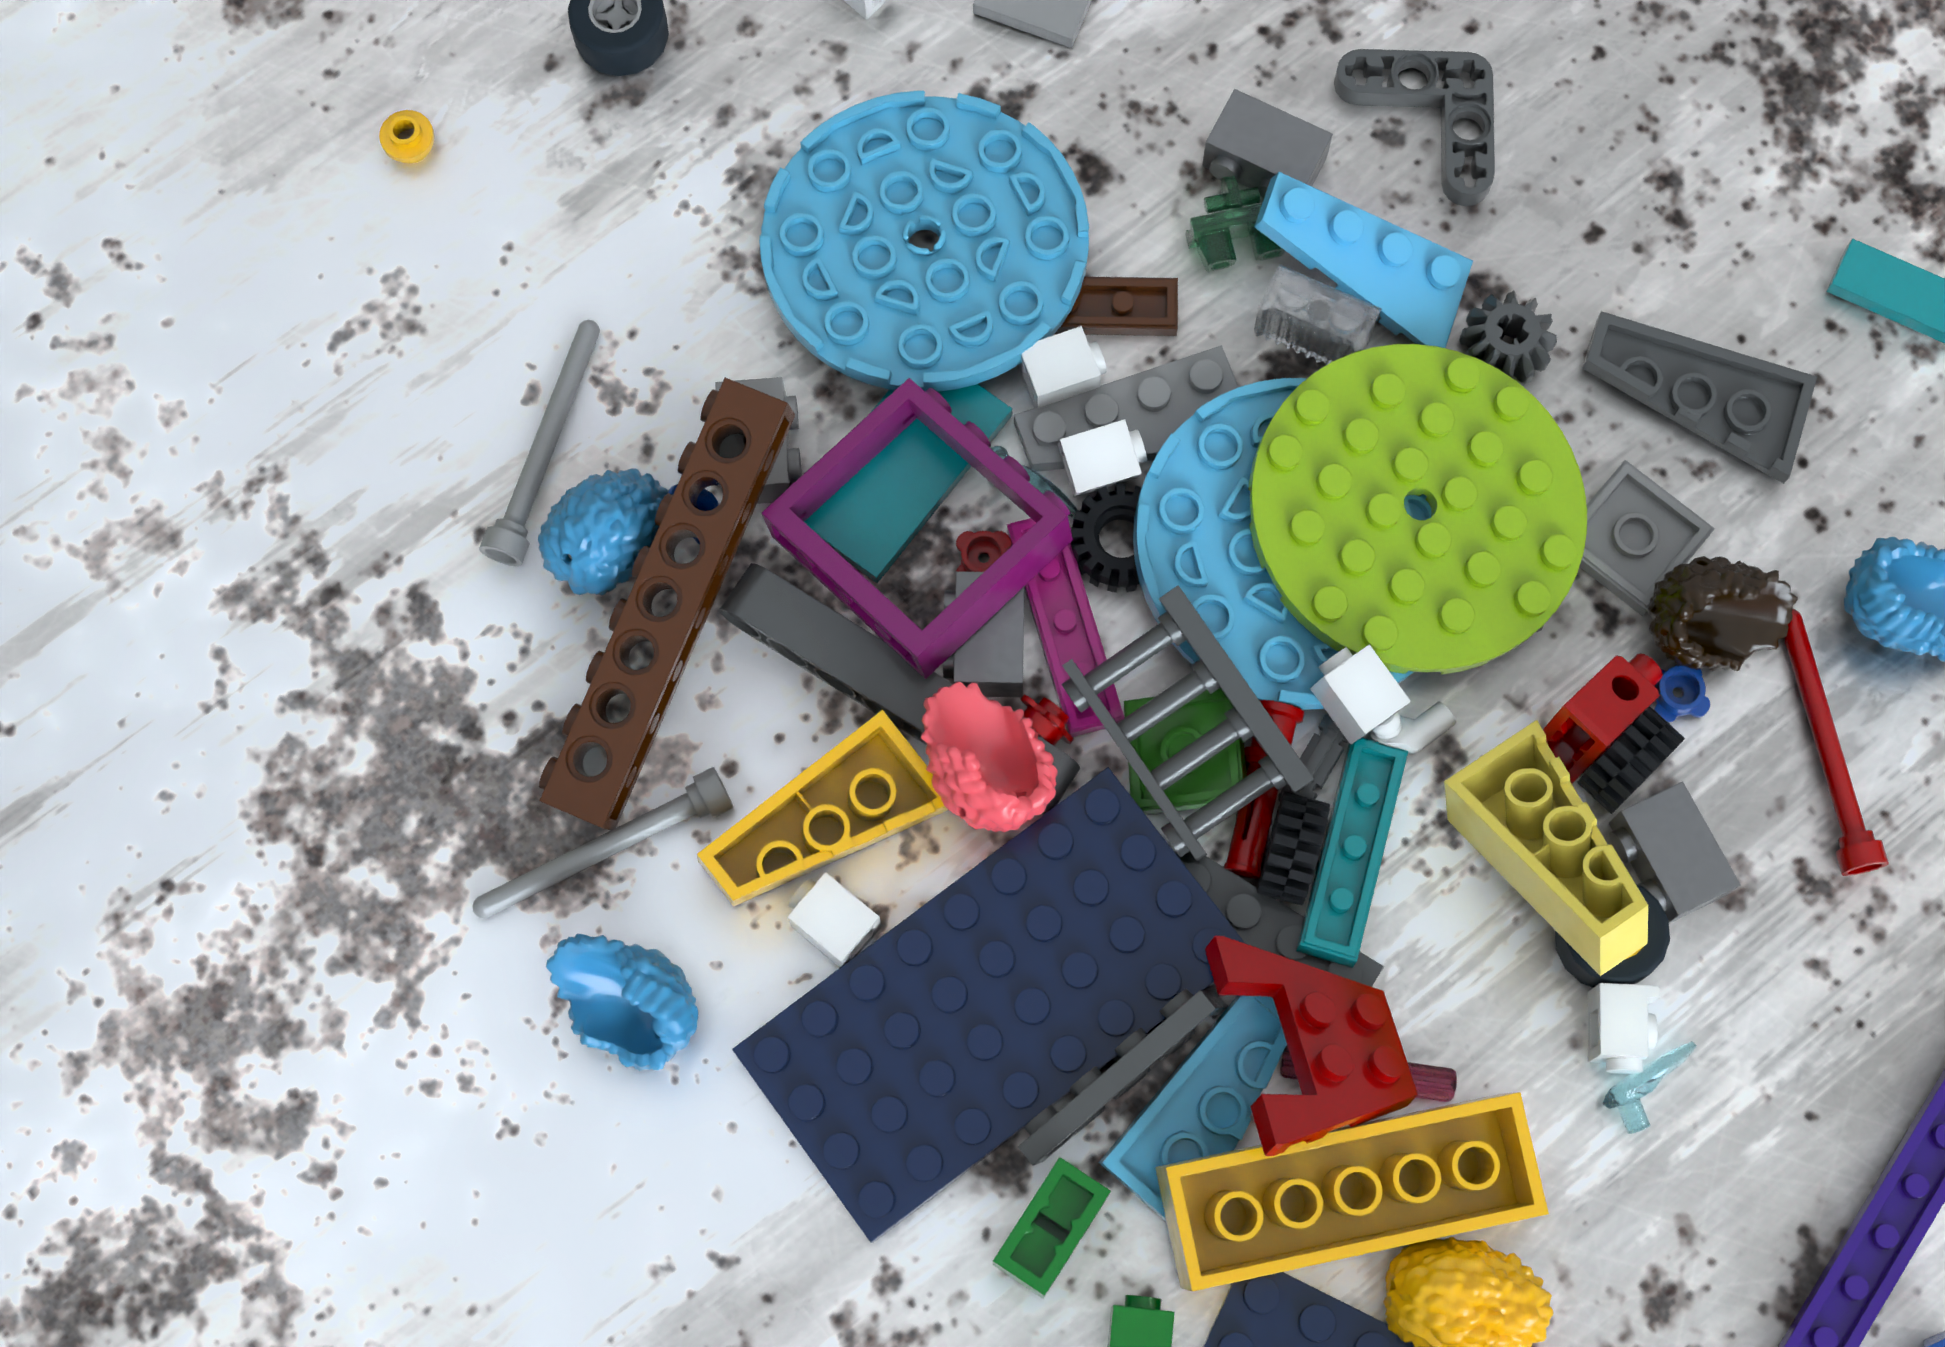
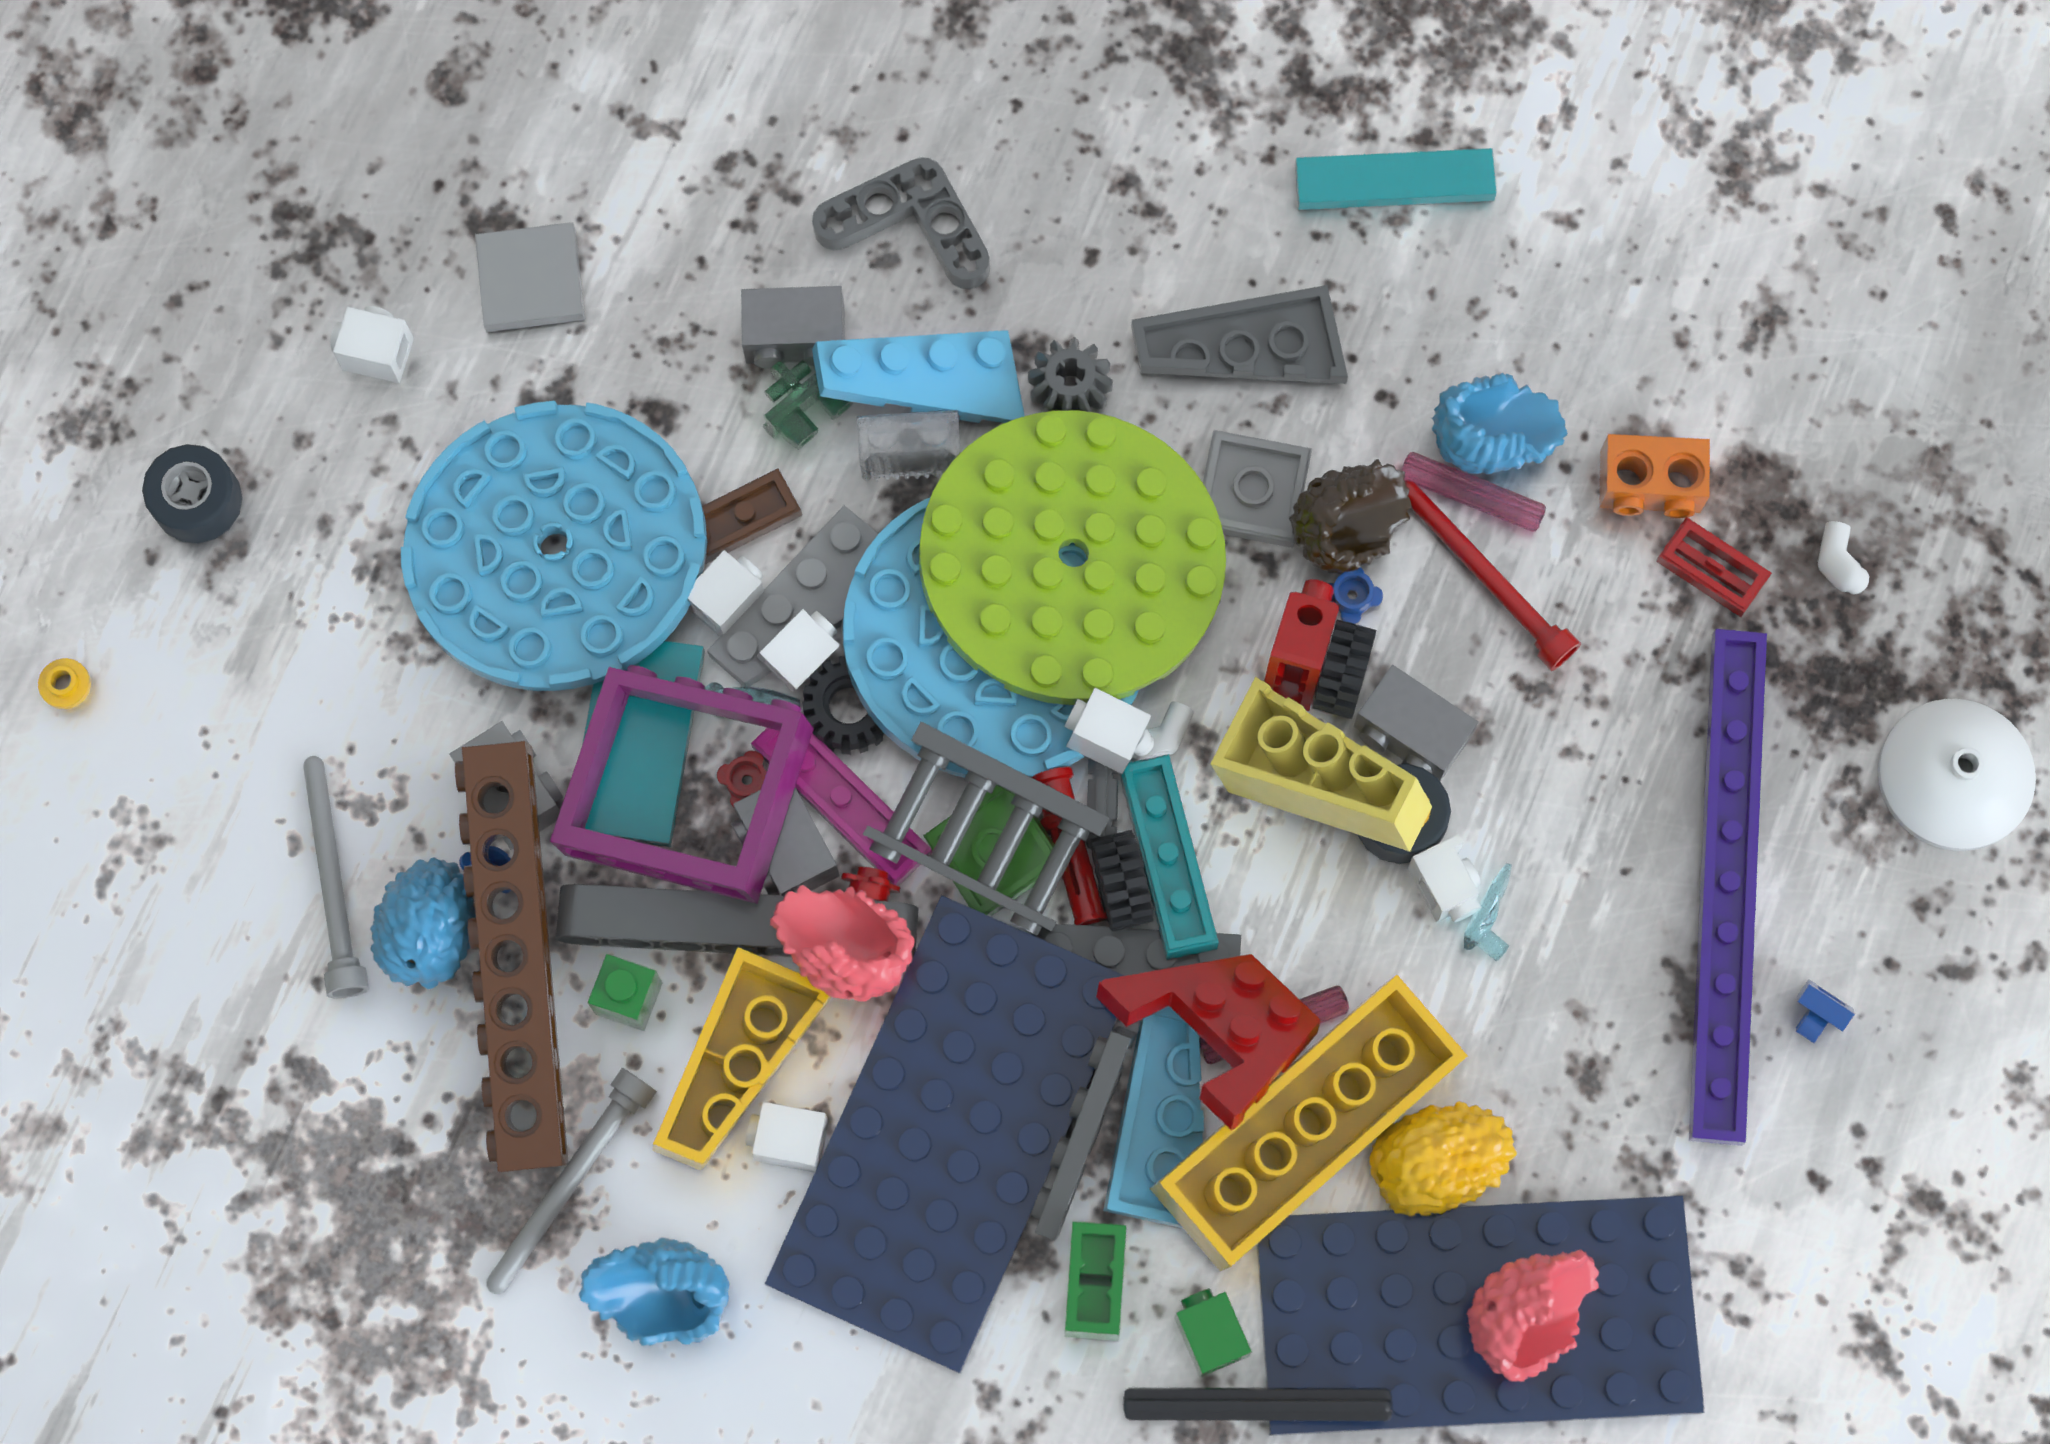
camera: 30 degrees left, 0 degrees up
(755, 696) = (625, 992): none -> green brick
(1857, 656) = (1473, 491): none -> clear pink axle

